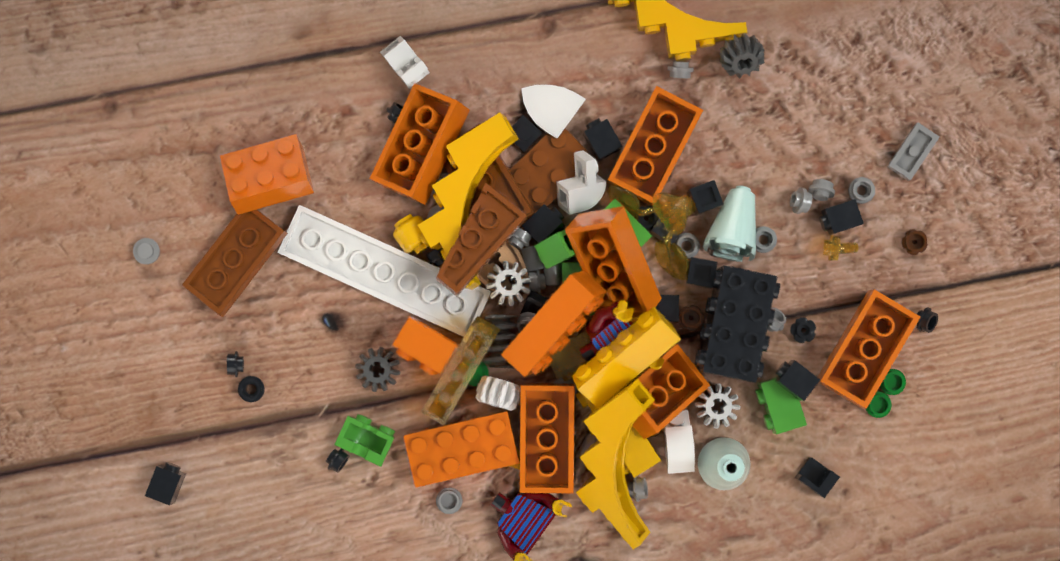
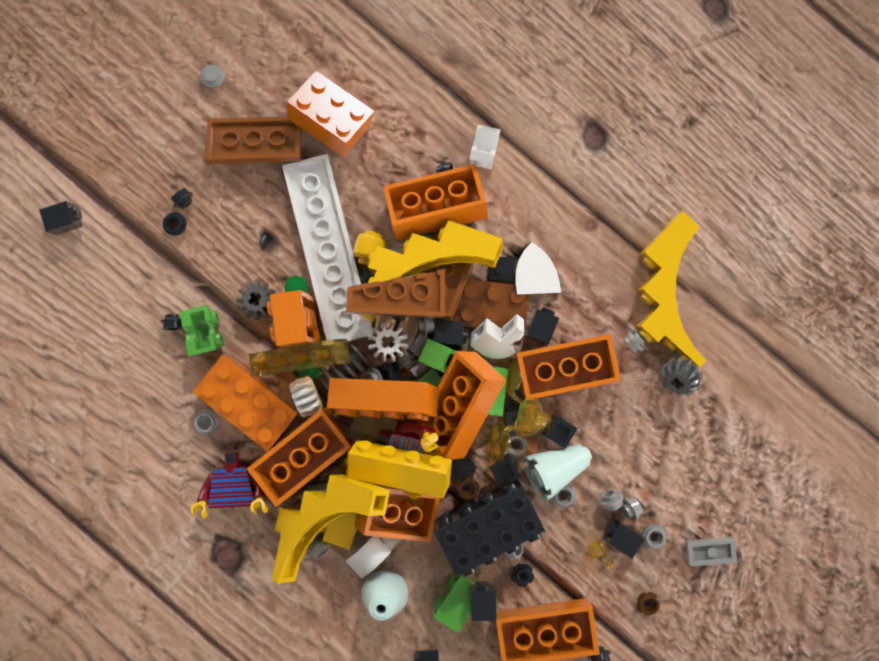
camera: 50 degrees right, 0 degrees up
(392, 325) = (296, 283): none -> green plate
(725, 409) = (425, 564): white gear -> none

